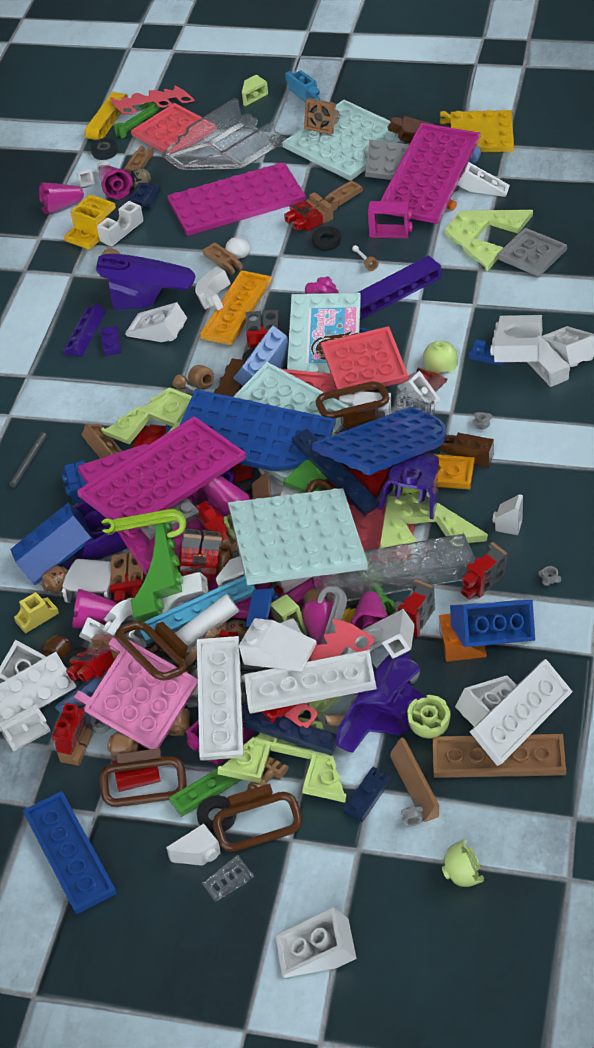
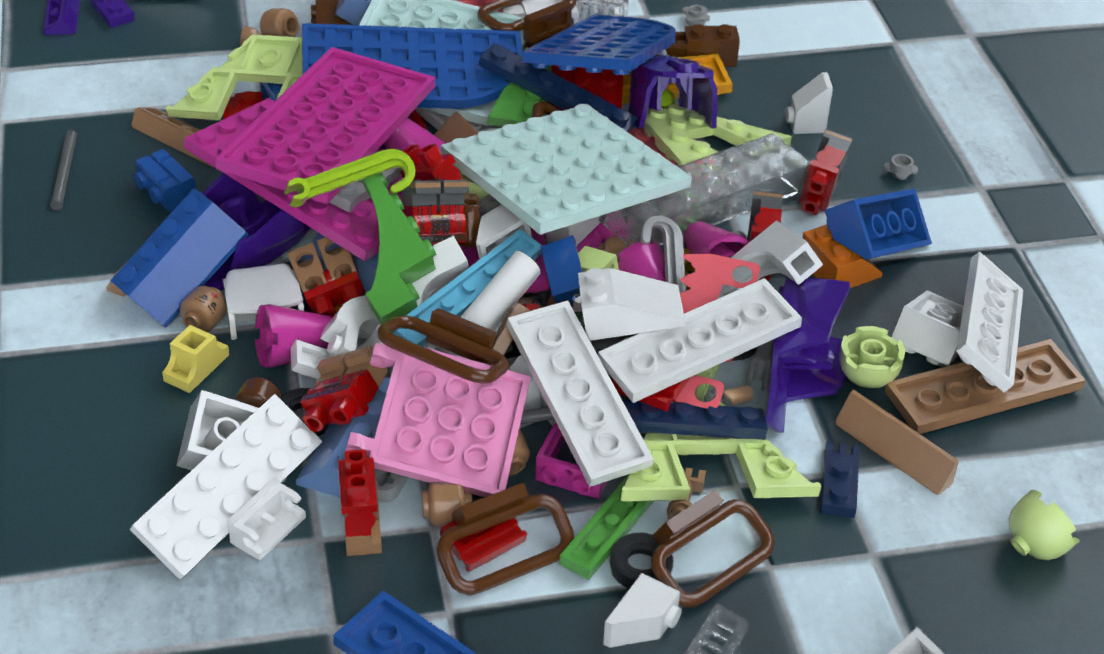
camera: 30 degrees left, 5 degrees down
(412, 815) = (925, 487): light grey plate -> none

